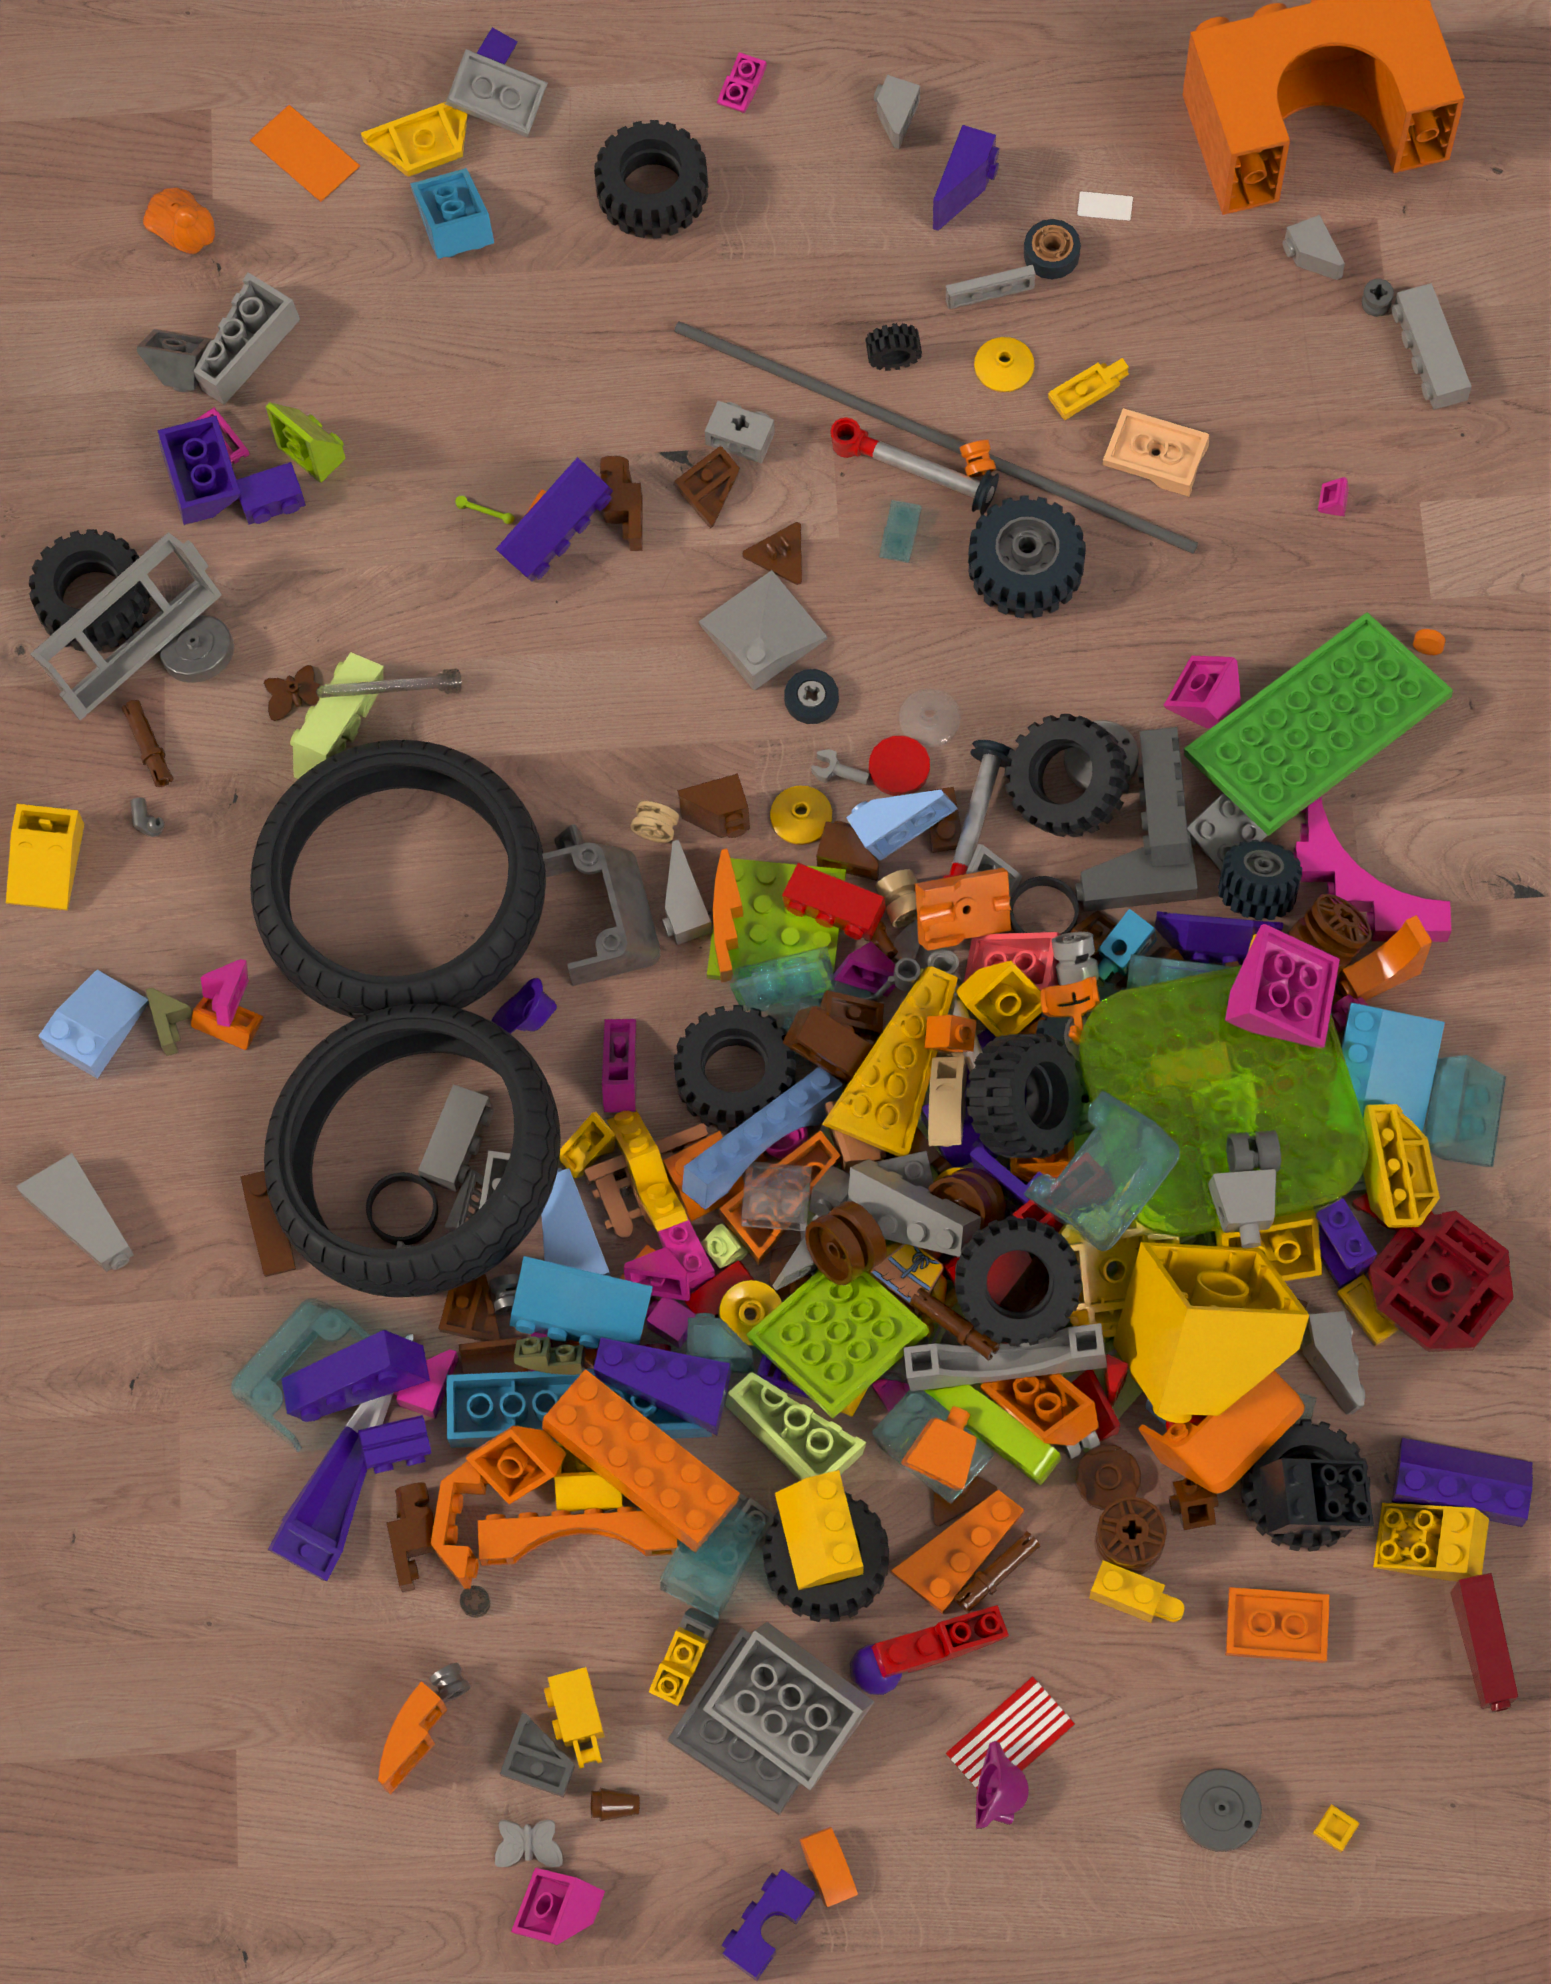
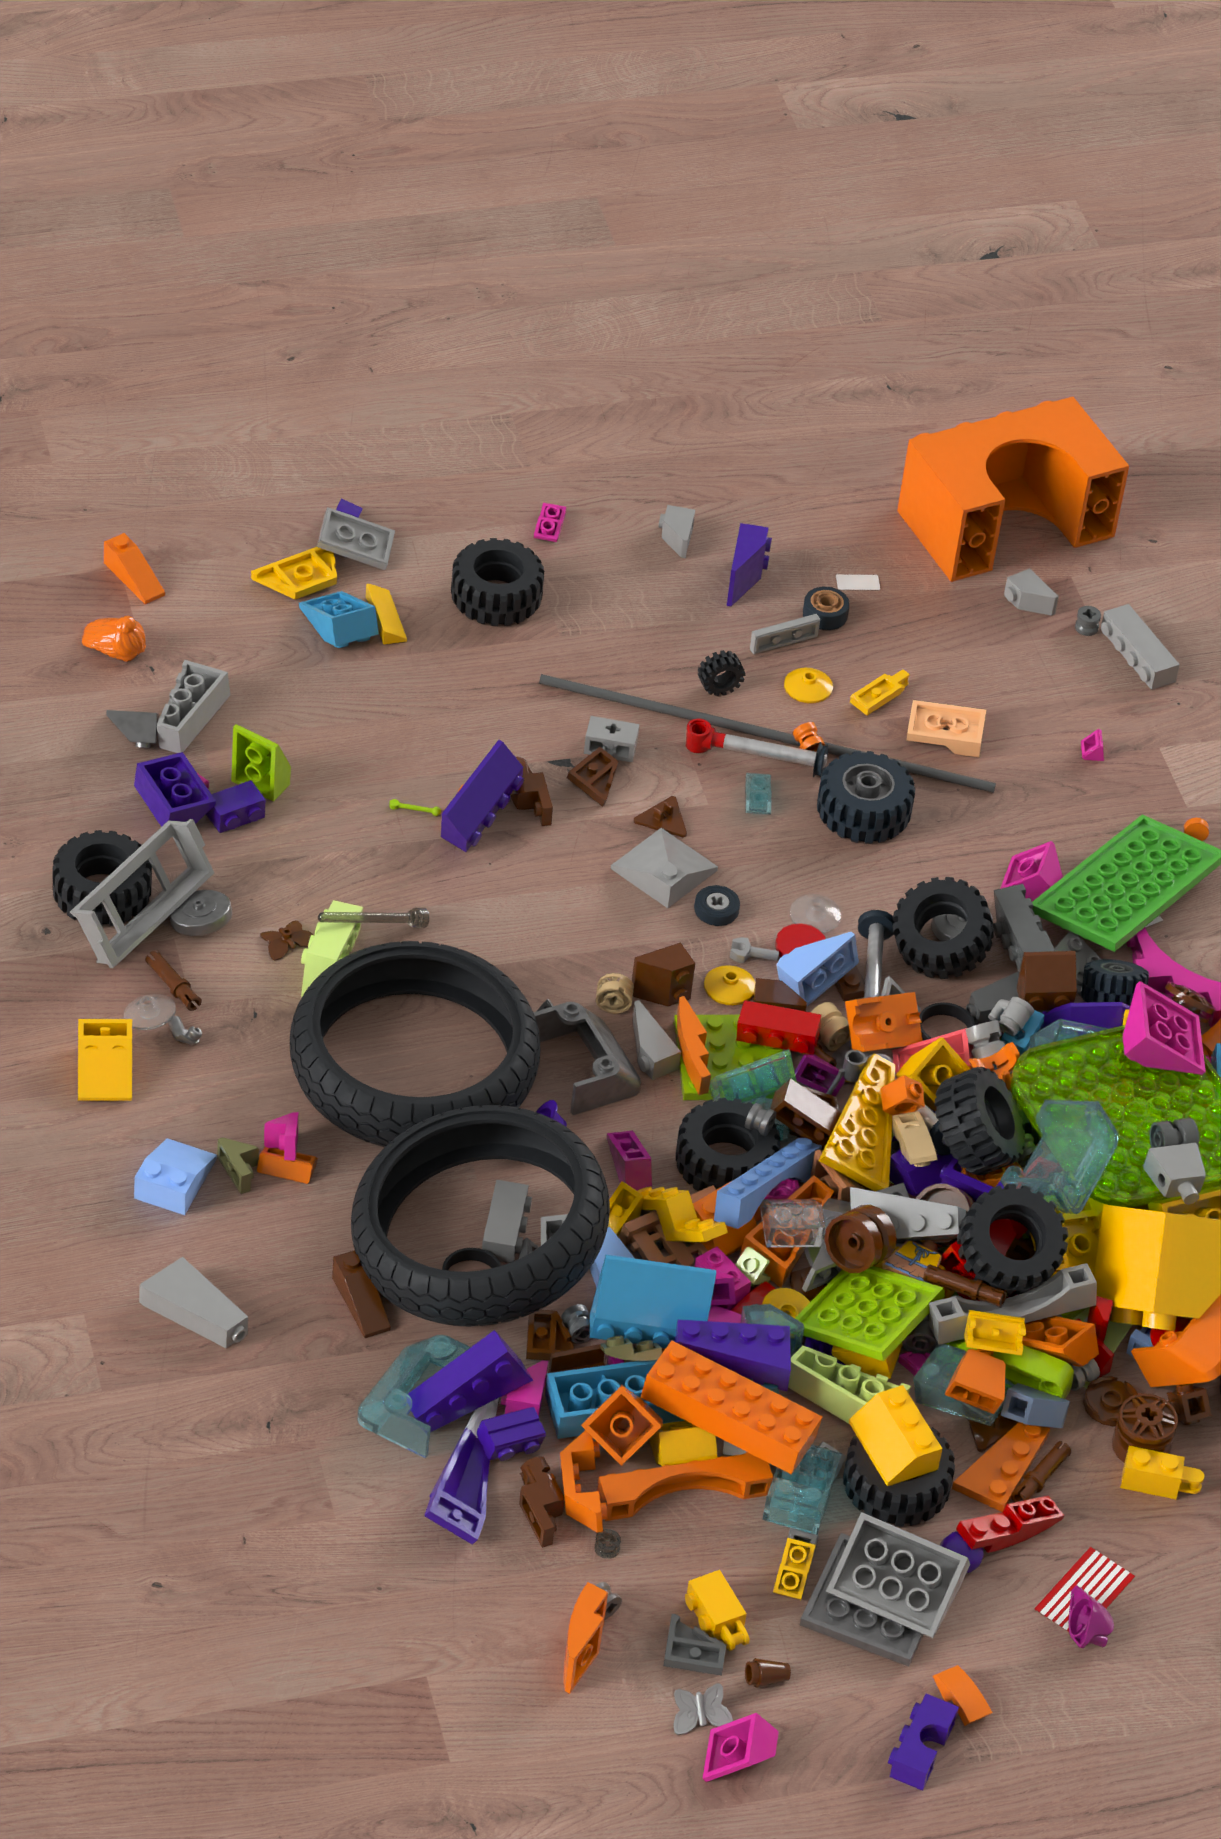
camera: 20 degrees left, 25 degrees down
(115, 794) = (150, 1011): none -> clear dish
(221, 117) = (130, 566): none -> orange slope
(304, 153) = (205, 591): orange sticker -> none
(511, 211) = (387, 617): none -> yellow slope
(769, 1051) = (760, 1119): none -> flat silver wheel
(970, 1402) = (994, 1332): none -> yellow hinge
(1006, 1486) = (1034, 1407): none -> sand blue slope
(1115, 928) = (1012, 1014): none -> light grey piece
(1171, 879) = (1048, 979): none -> reddish brown slope

